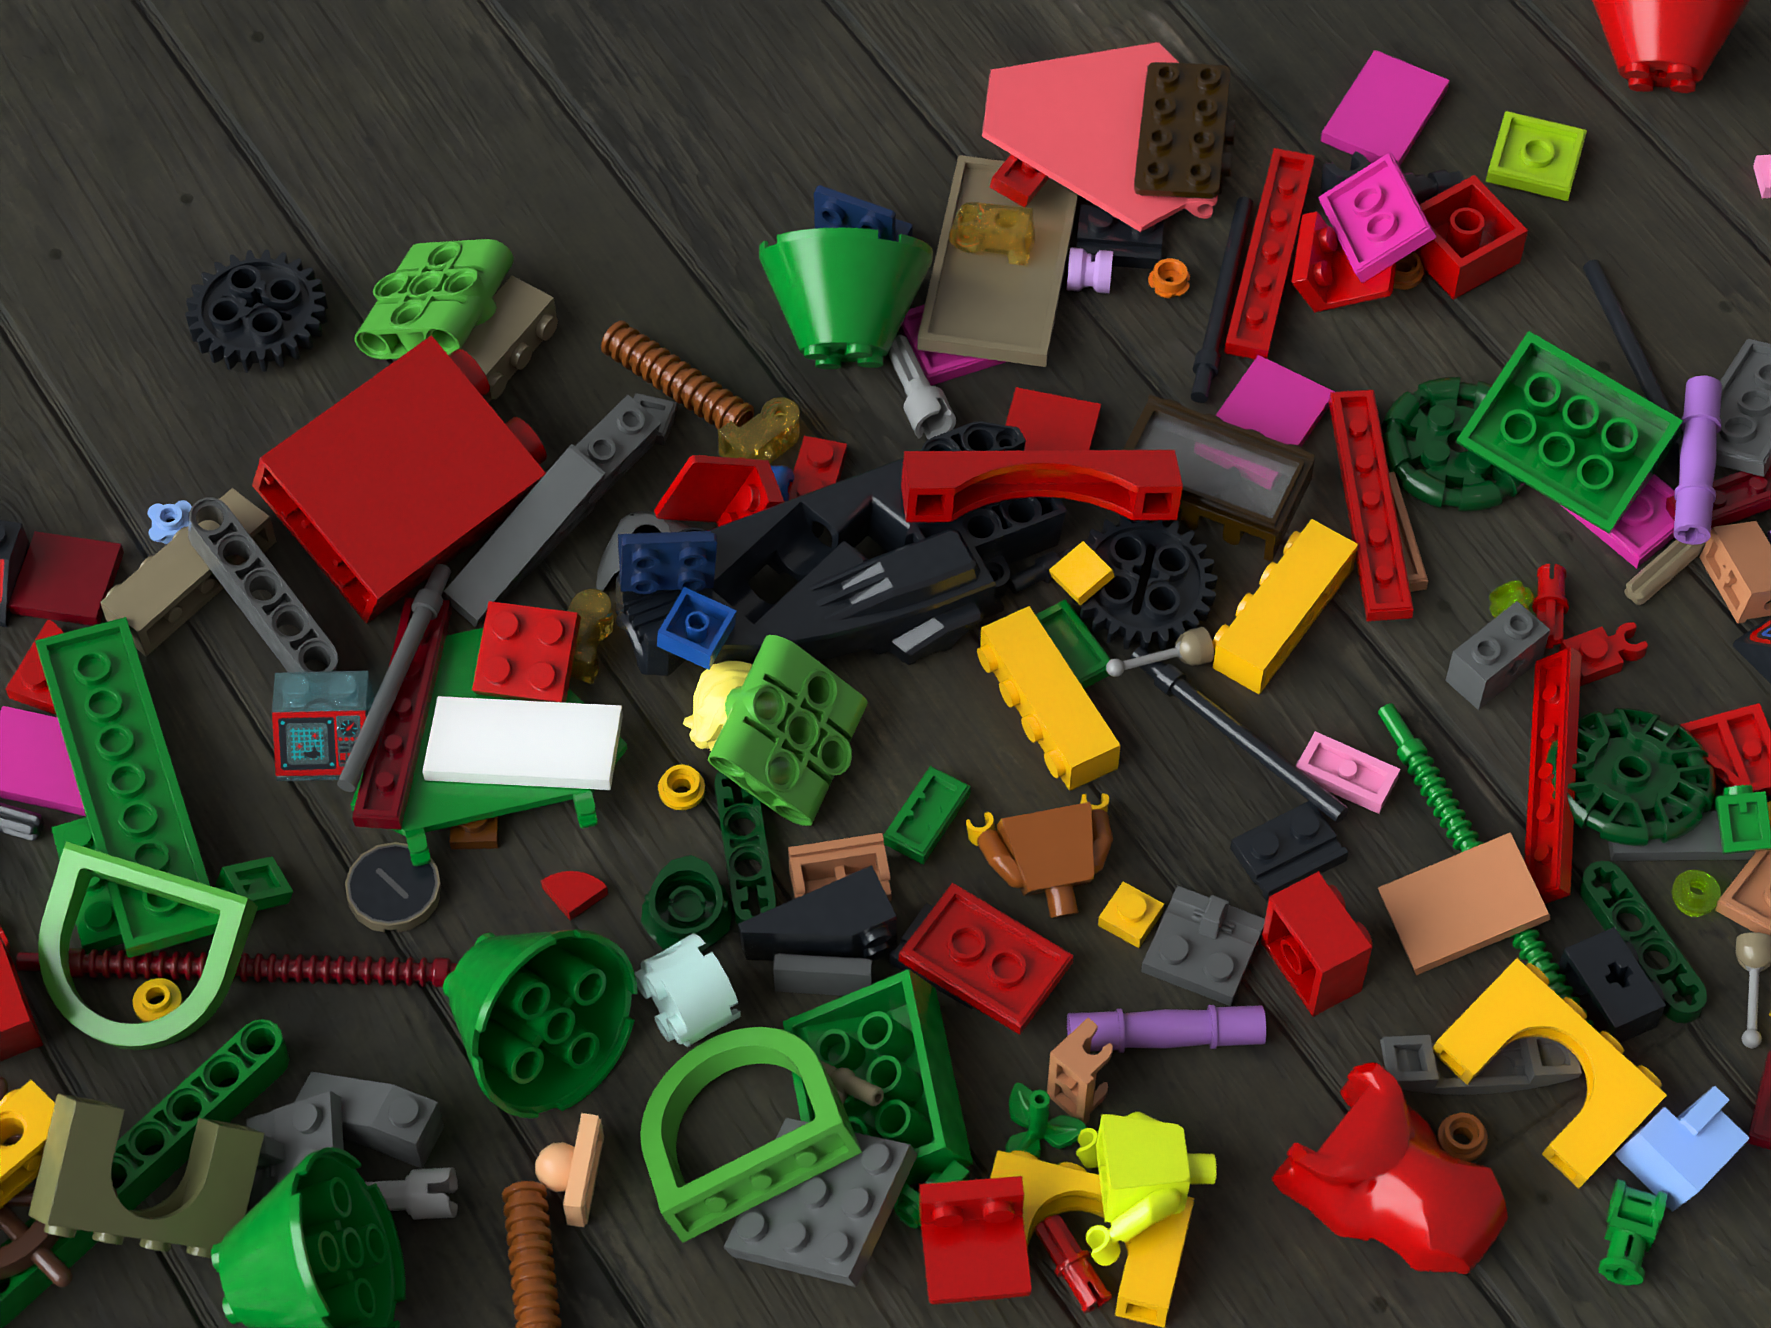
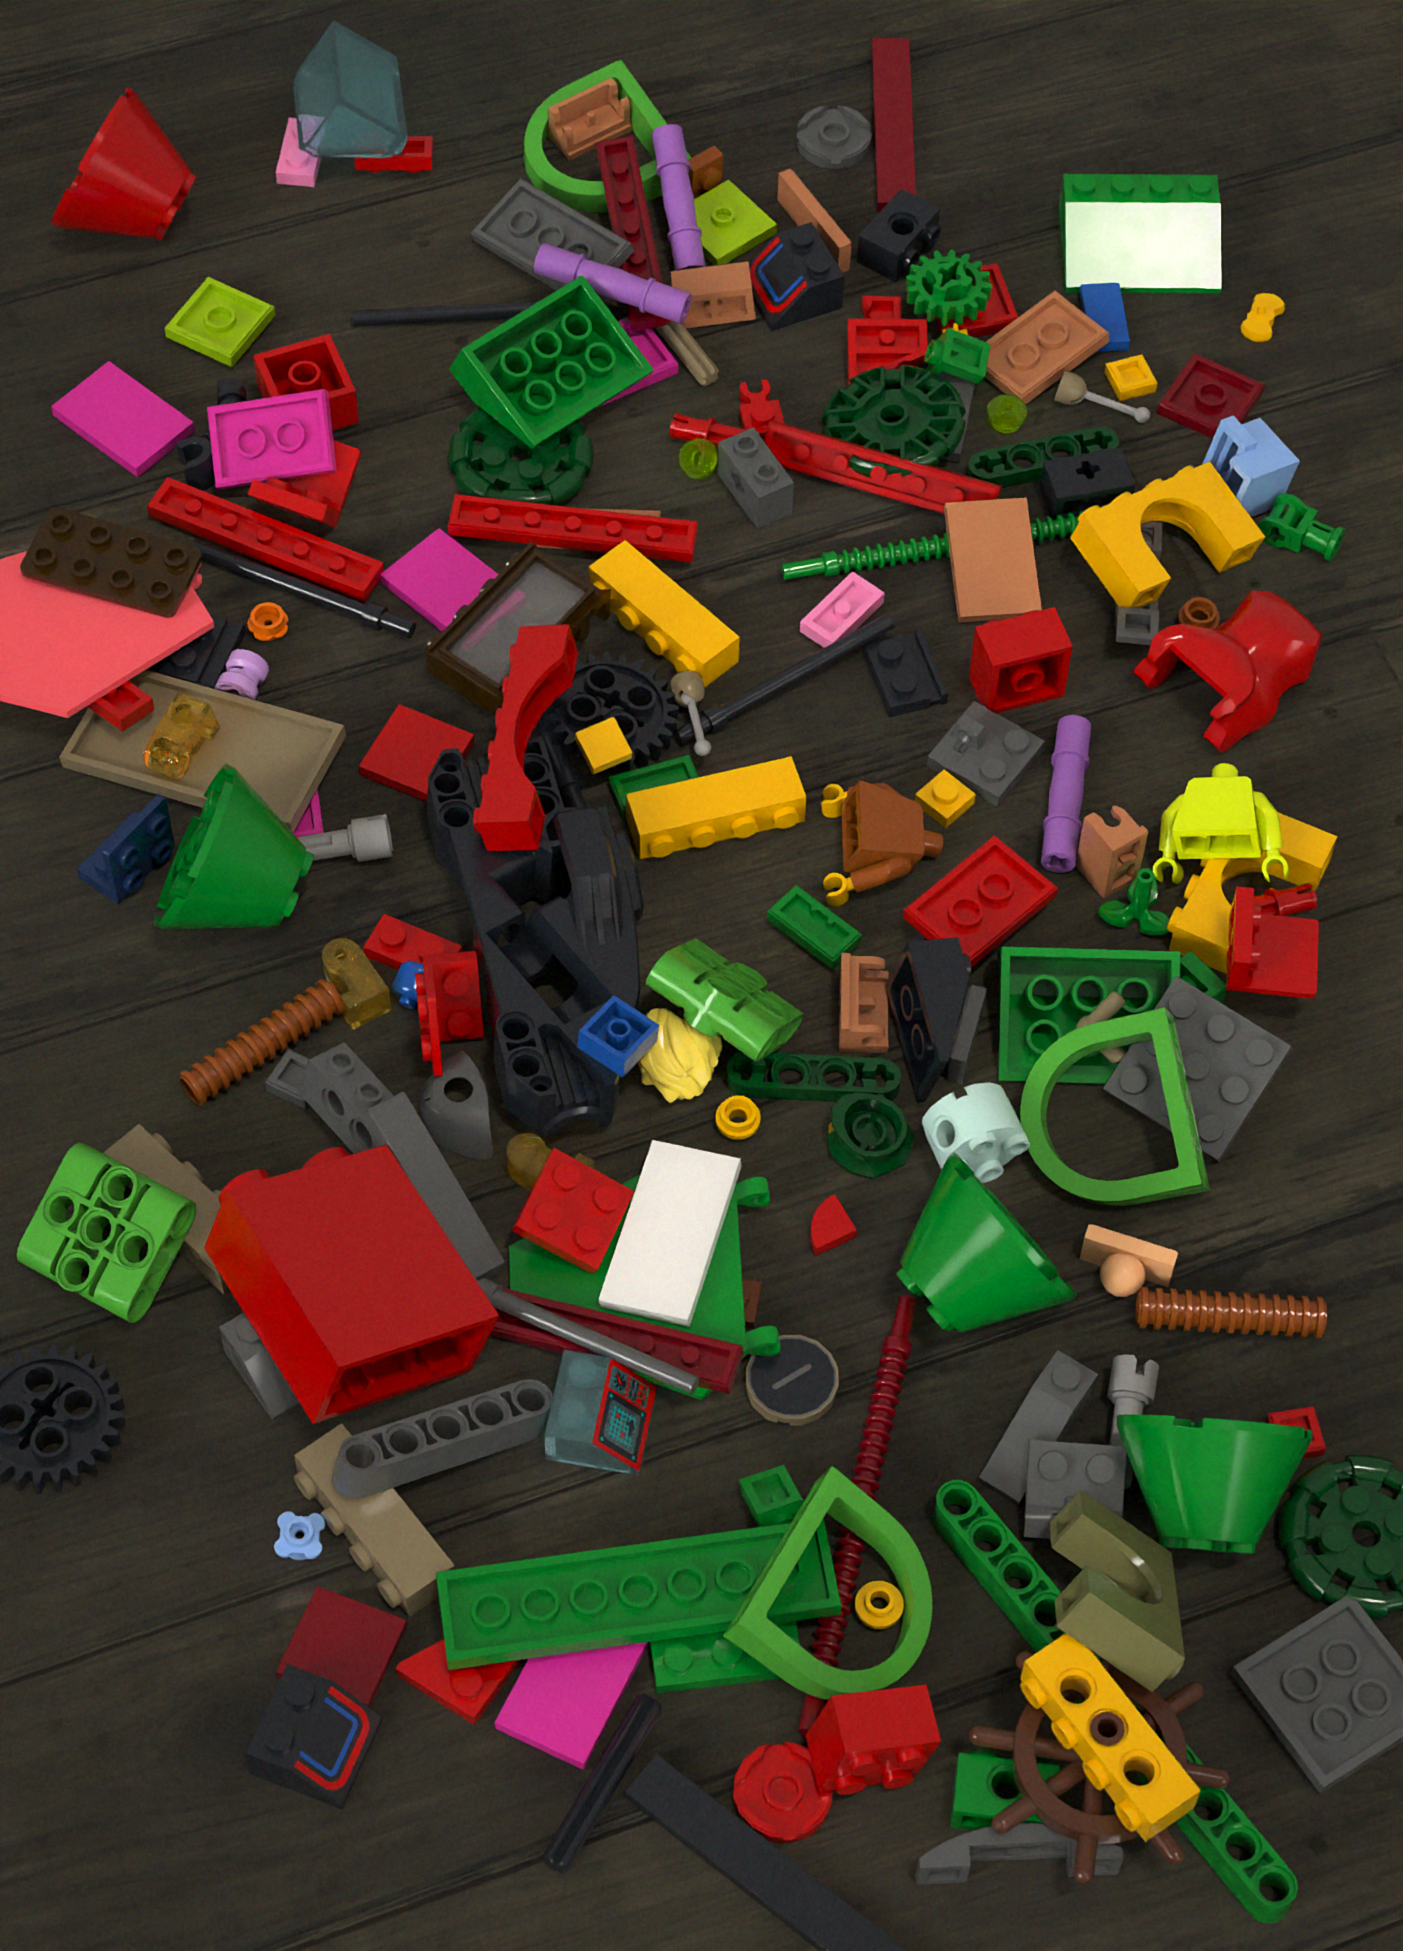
camera: 80 degrees left, 0 degrees up
(667, 561) = (541, 1042): dark blue bracket -> none

